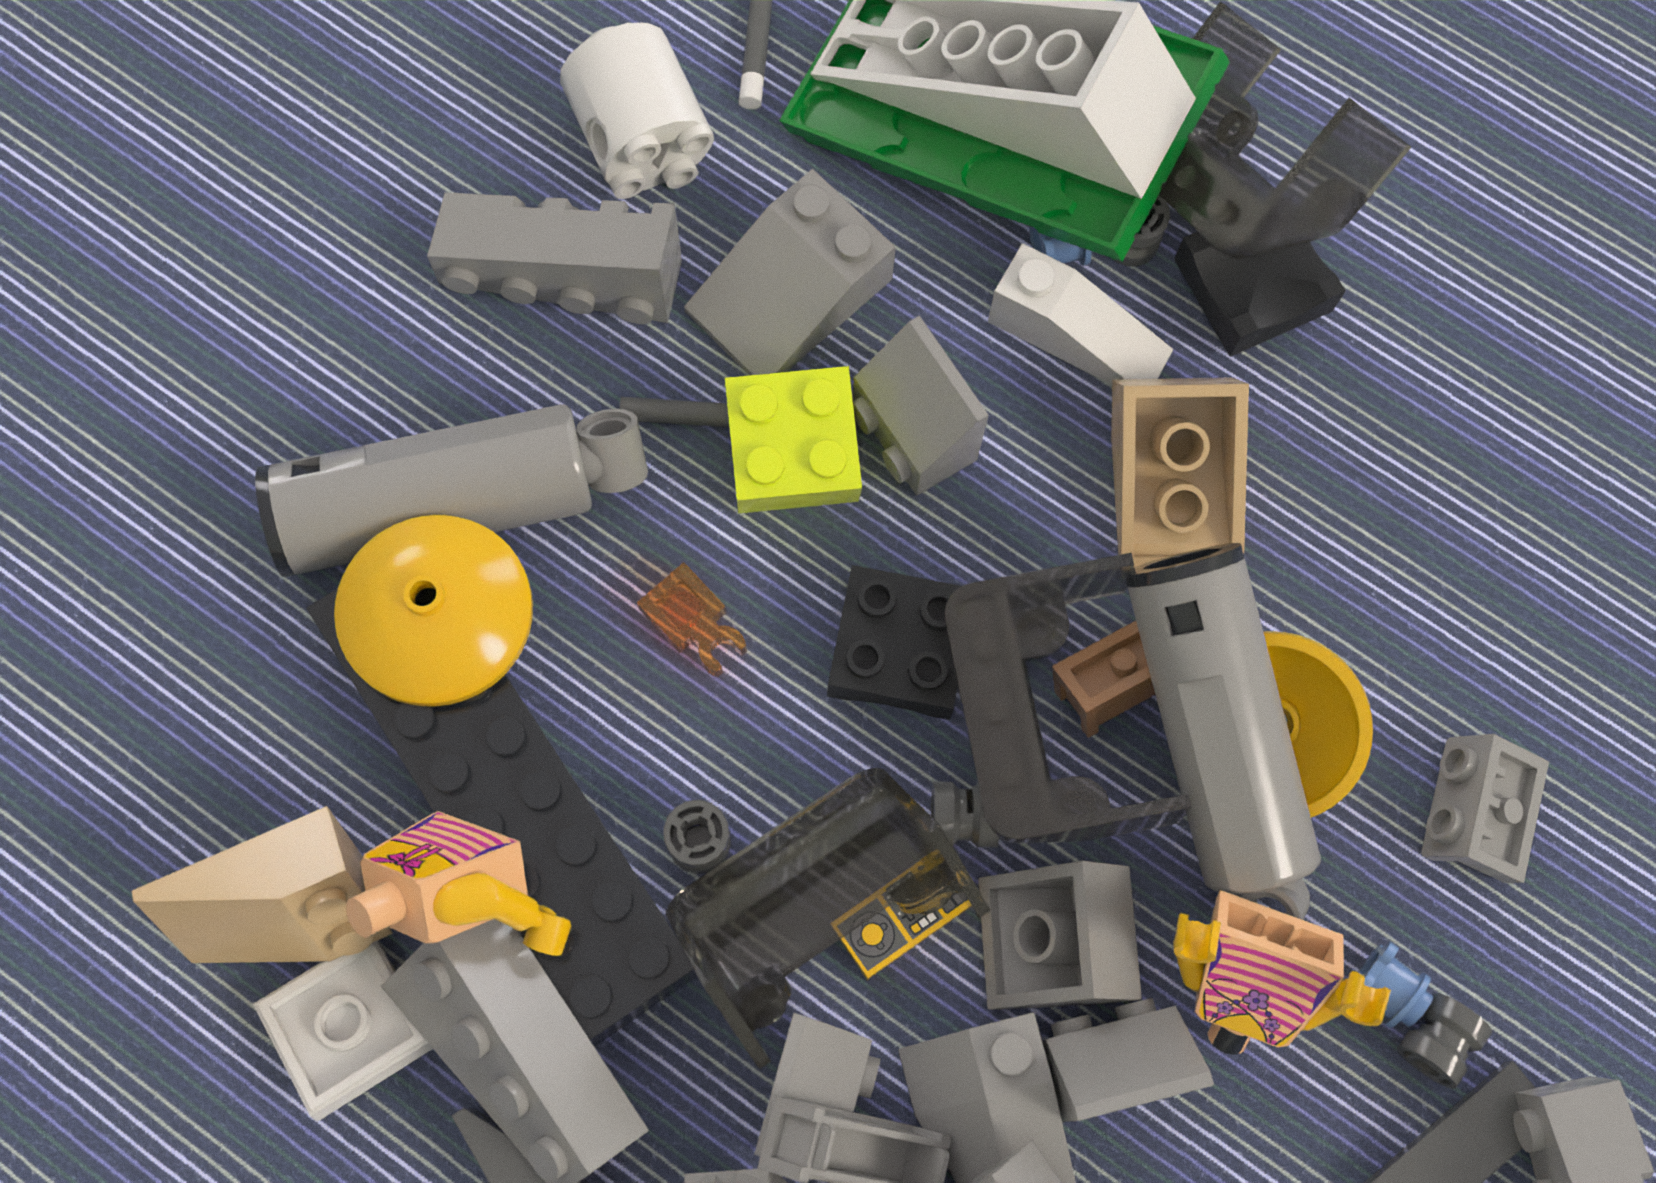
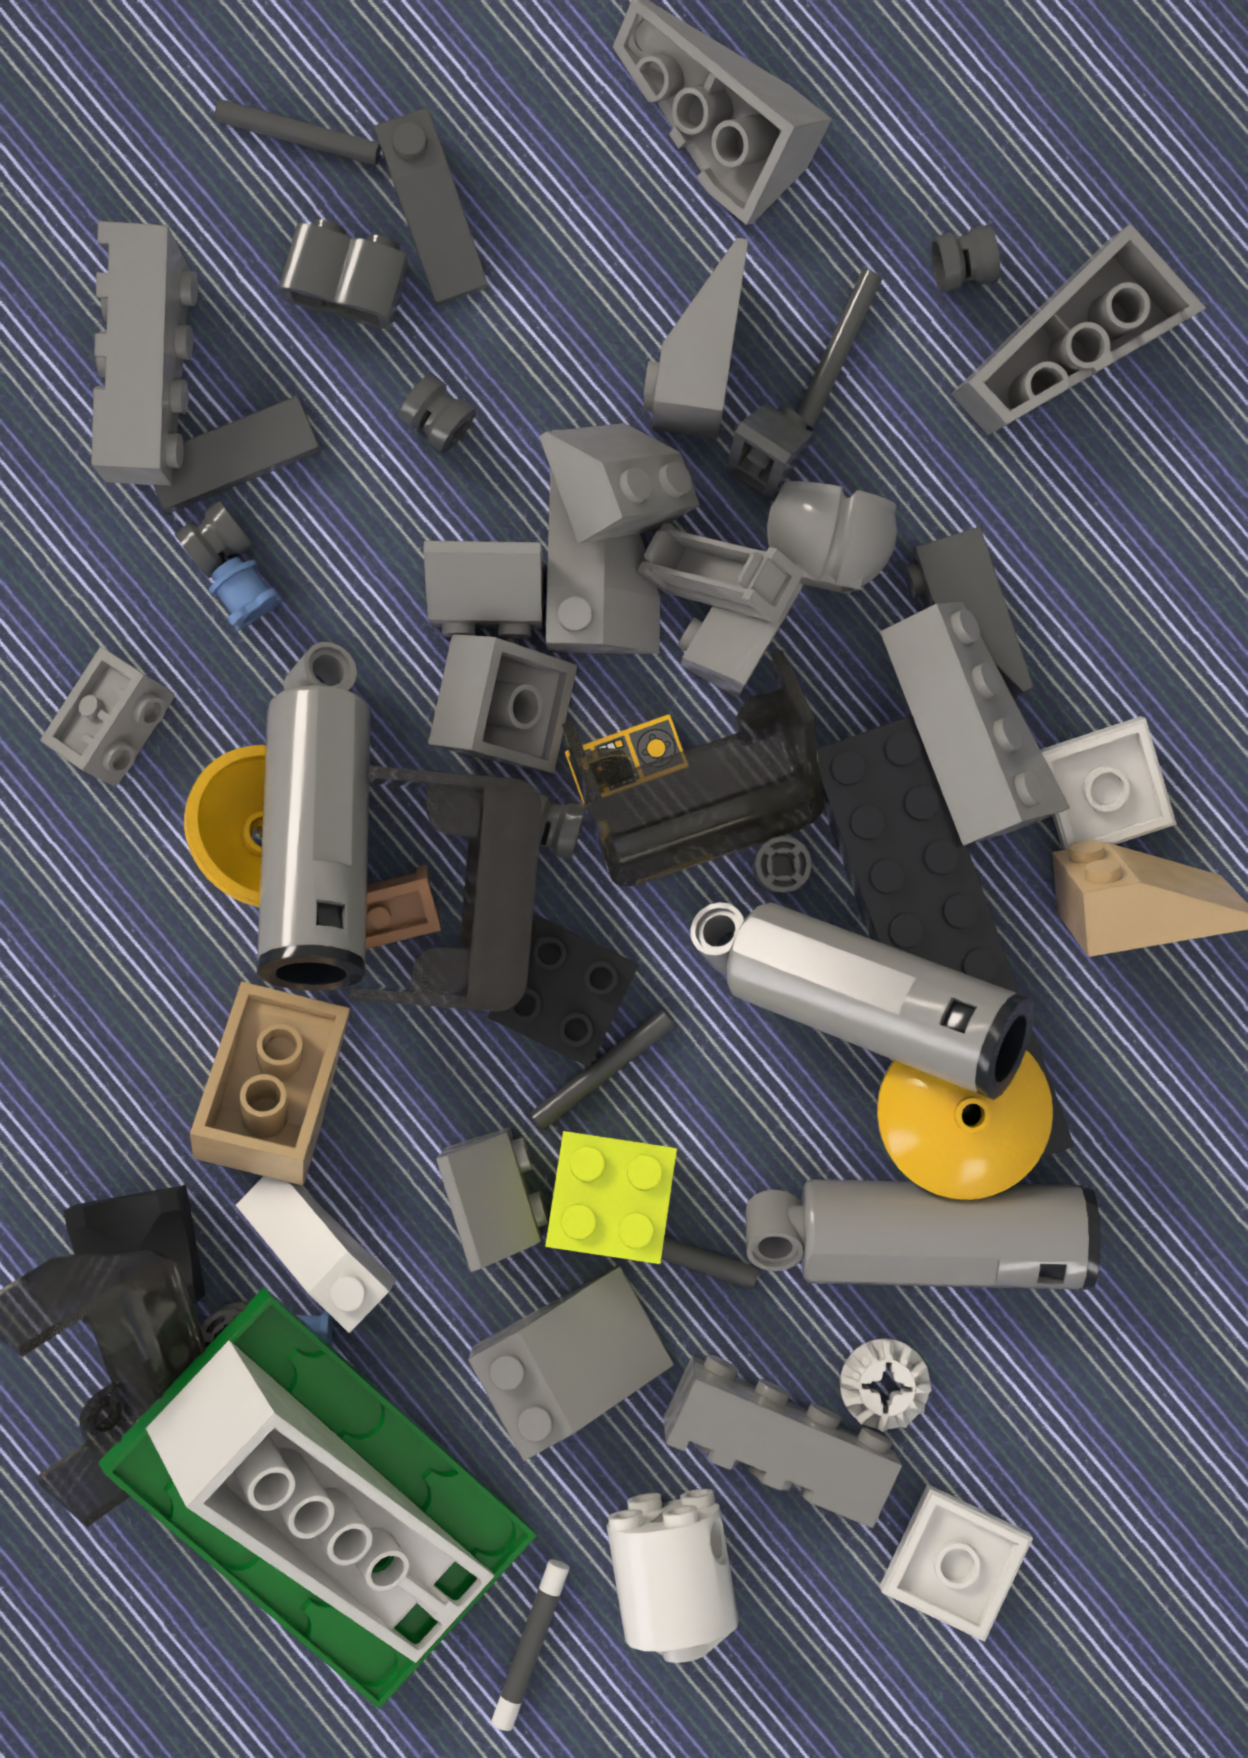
camera: 165 degrees left, 15 degrees up
(353, 191) = (956, 1562): none -> white plate
(448, 880) = (1001, 864): torso -> none
(483, 351) = (868, 1365): none -> white gear
(564, 699) = (870, 994): none -> light grey piece
(688, 613) = (742, 1066): clear orange plate -> none
(835, 575) = (602, 1069): none -> dark grey bar
(1268, 975) = (345, 620): torso -> none

